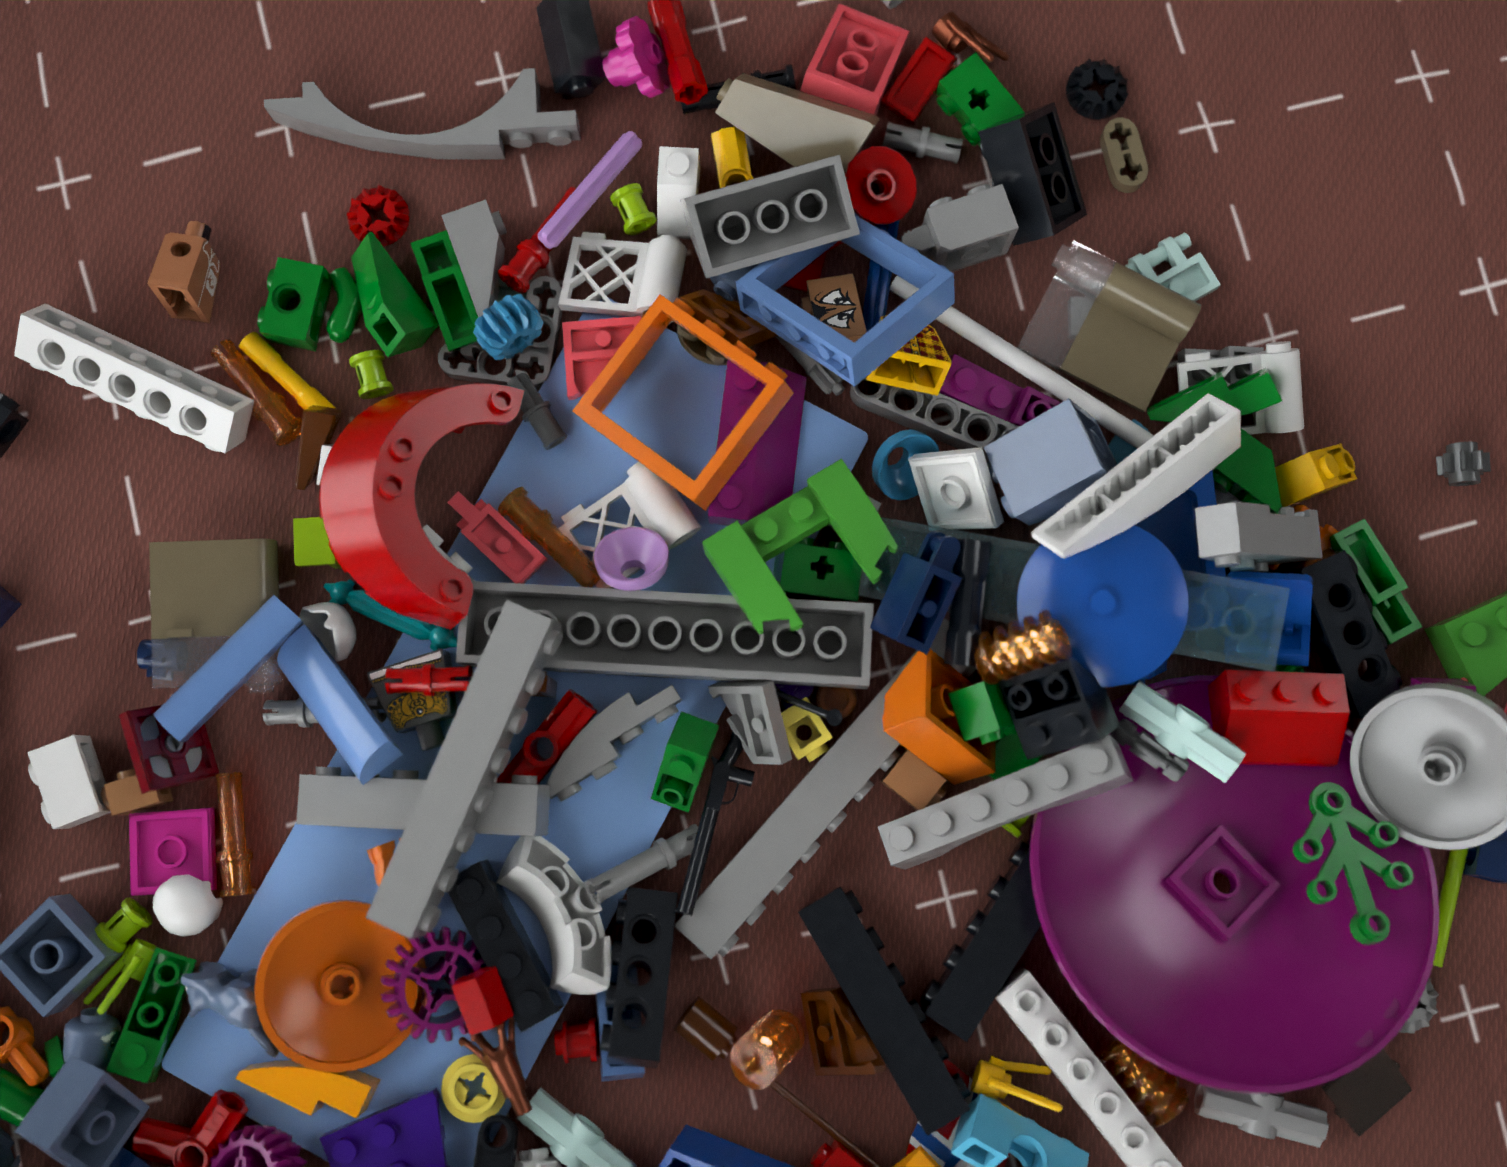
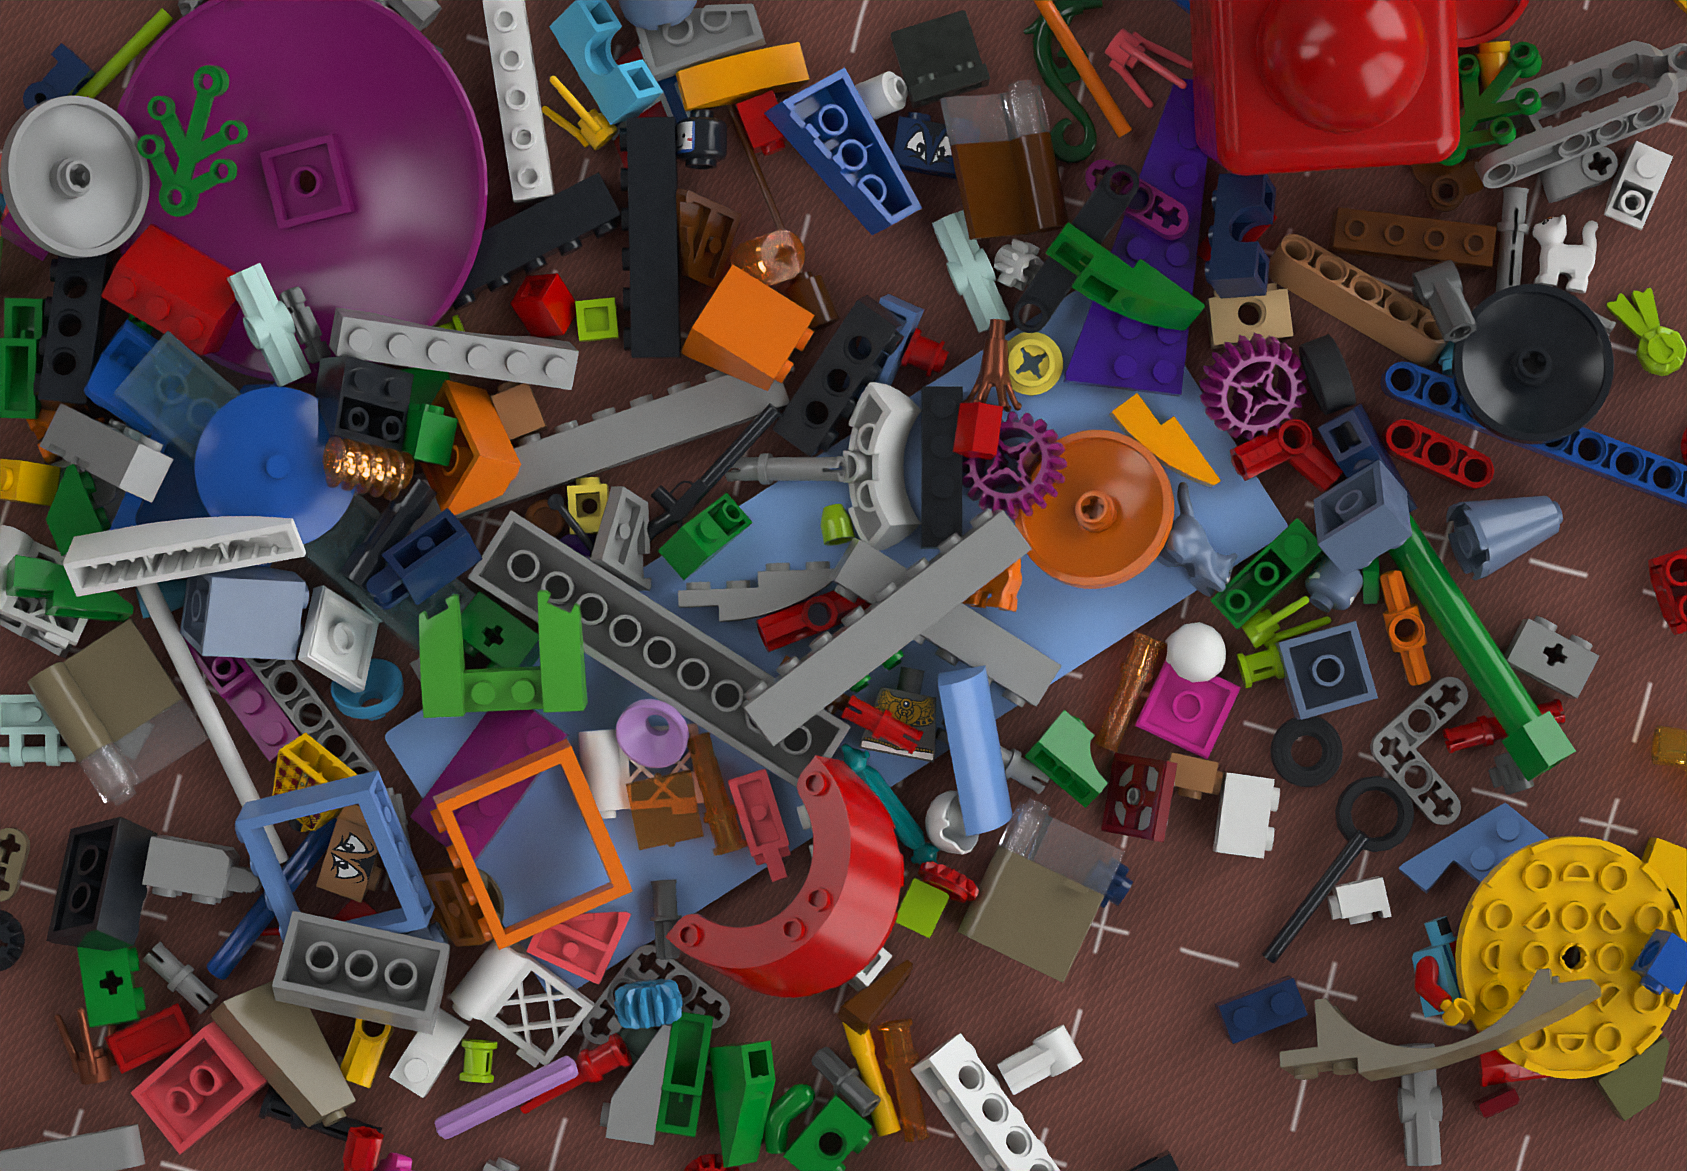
camera: 155 degrees left, 5 degrees up
(21, 861) = (1306, 776): none -> black tyre
(142, 477) = (1047, 1056): none -> white piece
(227, 669) = (1048, 831): medium blue brick -> none
(256, 745) = (1066, 758): none -> arch
(303, 577) = (948, 880): none -> red gear
(307, 360) = (845, 1081): none -> dark grey axle
(371, 374) = (795, 1037): lime bush -> none
(573, 838) = (836, 525): none -> lime hose
(587, 502) = (664, 809): none -> clear orange piece
(745, 972) = (749, 331): none -> orange slope
(890, 1125) = (701, 140): none -> black head
(891, 903) = (597, 319): none -> lime plate
(895, 184) = (232, 943): red dish -> none
(945, 890) = (544, 305): none -> red panel
(1150, 1083) = (466, 56): clear orange piece -> none

